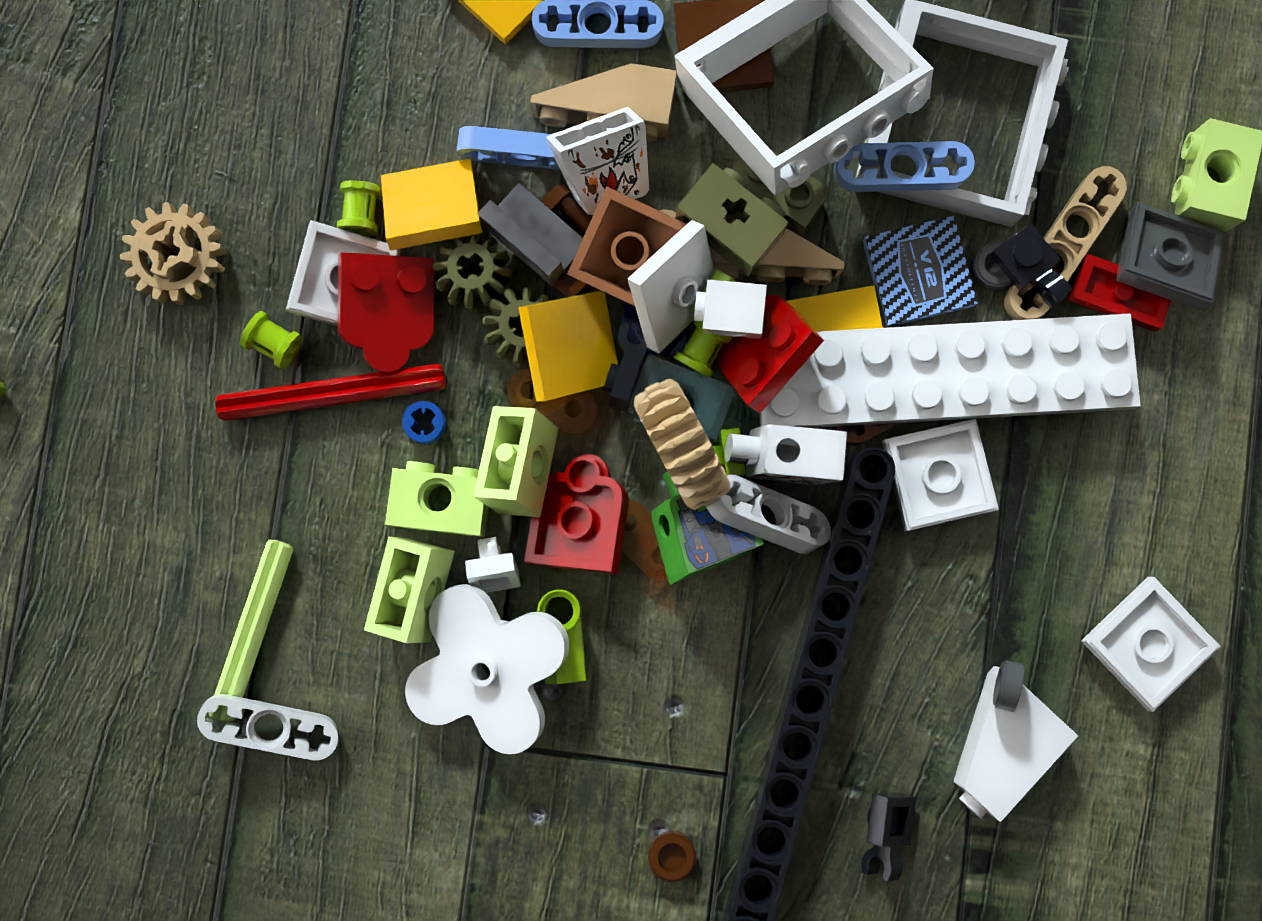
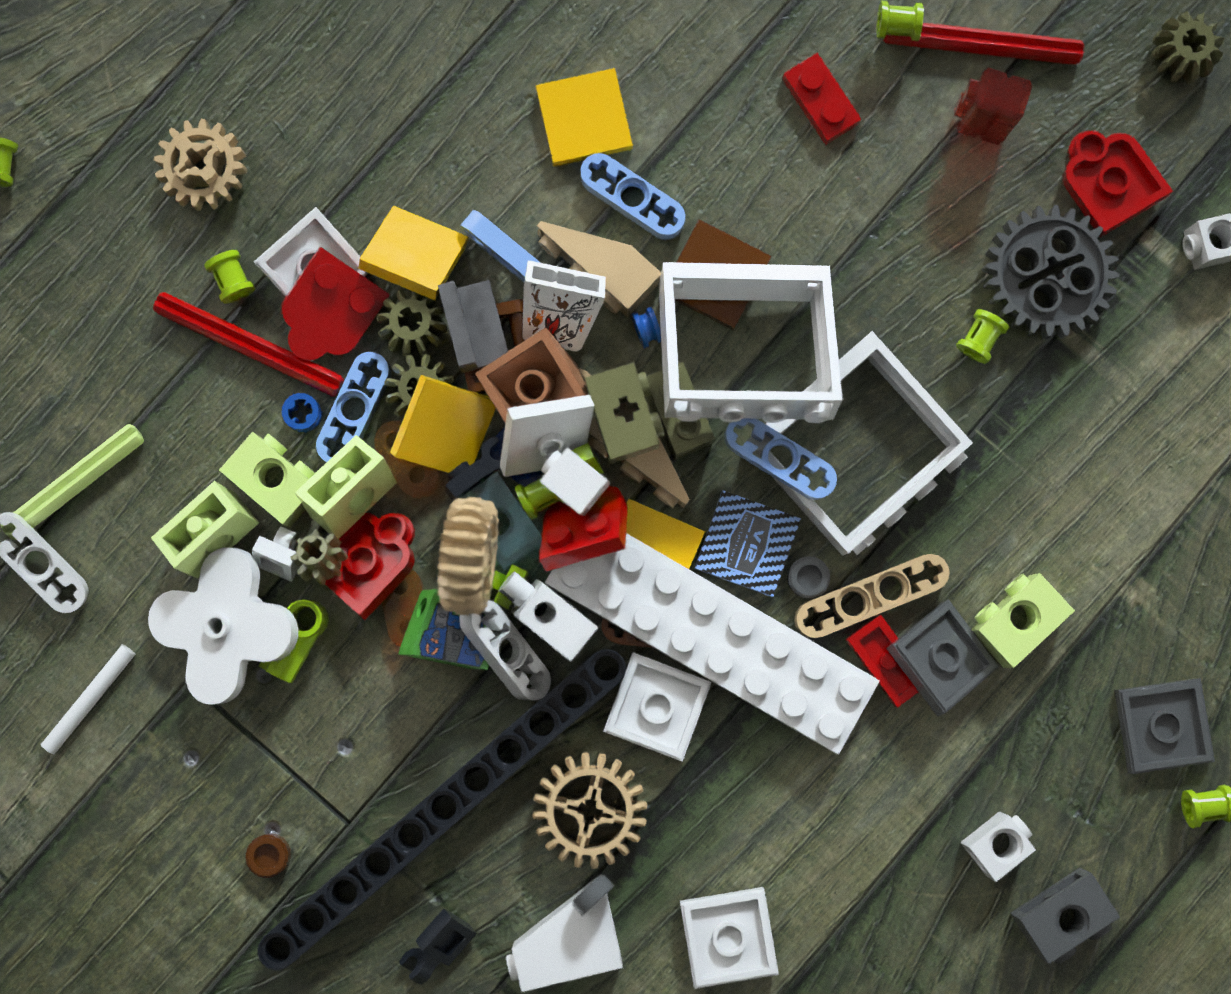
camera: 25 degrees right, 0 degrees up
(359, 207) = (359, 220): lime bush -> none
(403, 824) = (88, 699): none -> white bar
(453, 355) = (354, 375): none -> light blue beam
(531, 554) = (309, 559): none -> olive gear
(693, 133) = (646, 327): none -> blue bush
(953, 630) = (582, 846): none -> tan gear
(1029, 260) = (831, 589): black plate -> none

